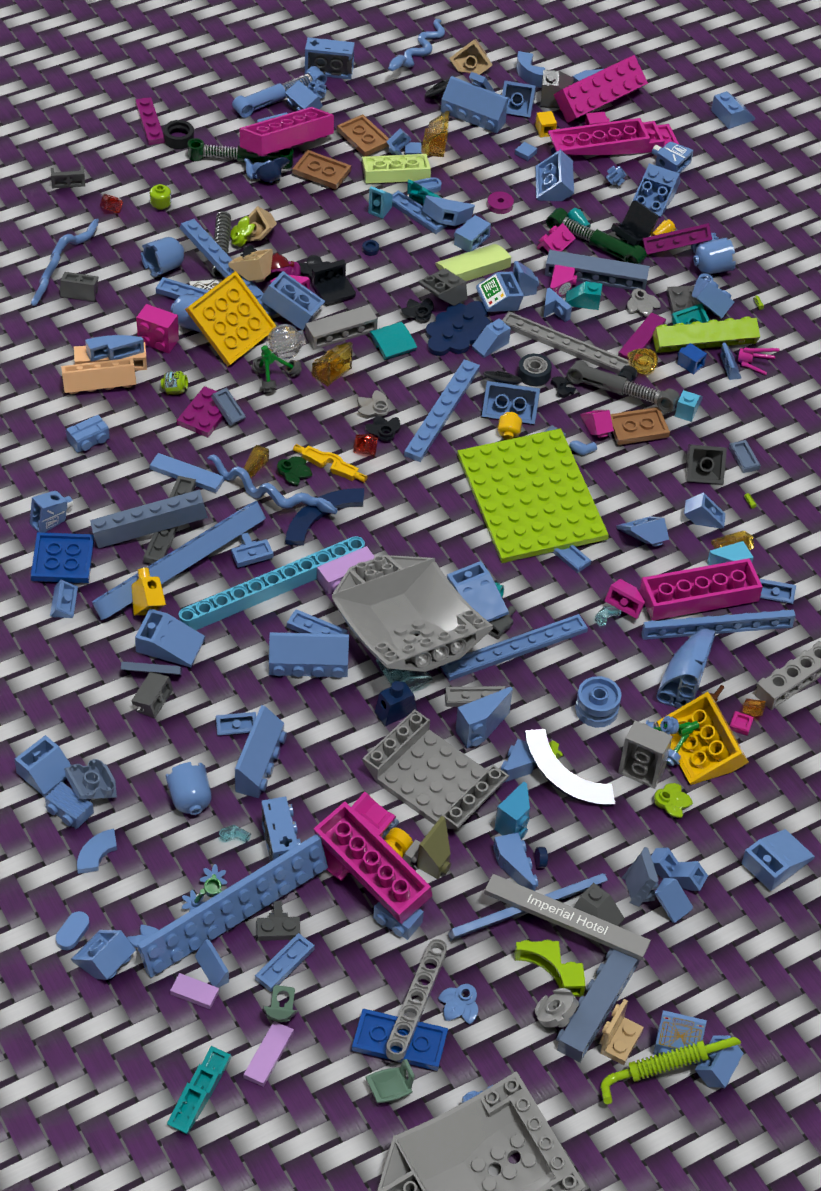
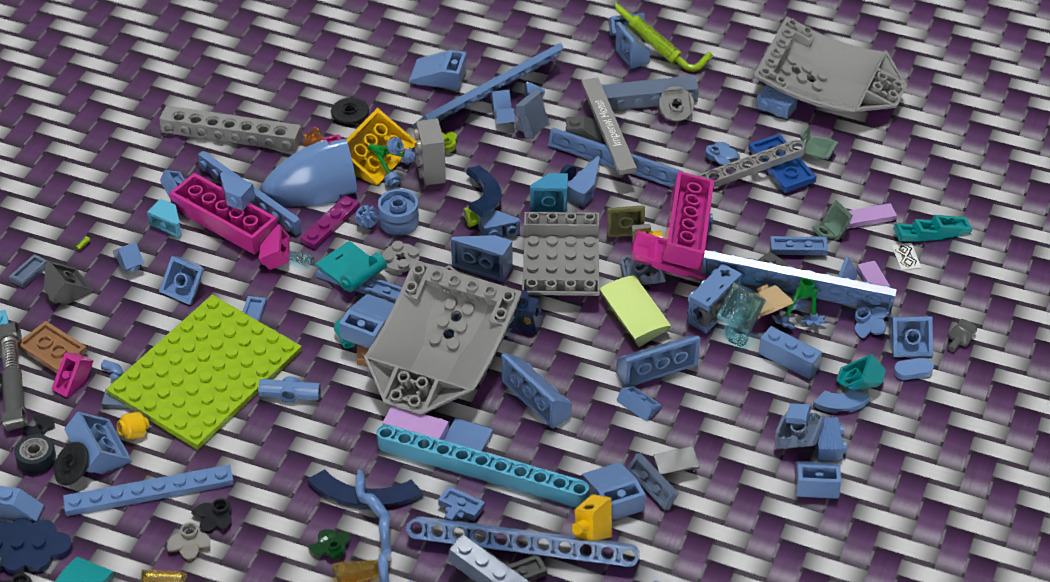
camera: 125 degrees left, 5 degrees down
(67, 997) = (961, 334): none -> dark grey piece
(98, 876) = (862, 374): none -> teal slope
(100, 782) = (798, 413): none -> medium blue tile
(174, 849) = (790, 352): none -> medium blue brick
(189, 788) = (734, 374): medium blue cylinder -> none
(192, 1044) = (906, 256): none -> white sticker
(232, 866) = (774, 298): none -> tan slope
(247, 840) = (741, 308): none -> clear light blue slope
(306, 623) = (497, 410): medium blue plate -> none
(309, 595) = (469, 434): none -> medium blue tile
(327, 780) = (635, 309): none -> yellowish green slope
(338, 466) = (296, 534): yellow piece -> none
(365, 444) = (249, 513): clear red slope -> none
(461, 526) = (289, 389): none -> medium blue piece
(547, 955) = (642, 116): lime arch -> none
(549, 669) = (400, 250): none -> light grey plate
(559, 633) = (351, 266): none -> teal door
(615, 675) = (366, 216): none -> medium blue gear
(620, 1035) = (658, 68): tan bracket -> none
(635, 661) = (329, 222): none -> magenta plate
(705, 588) = (237, 191): none -> medium blue slope
(714, 876) = (494, 84): none -> medium blue plate
(734, 538) = (143, 231): clear yellow slope -> none
(775, 771) = (340, 108): none -> black wheel

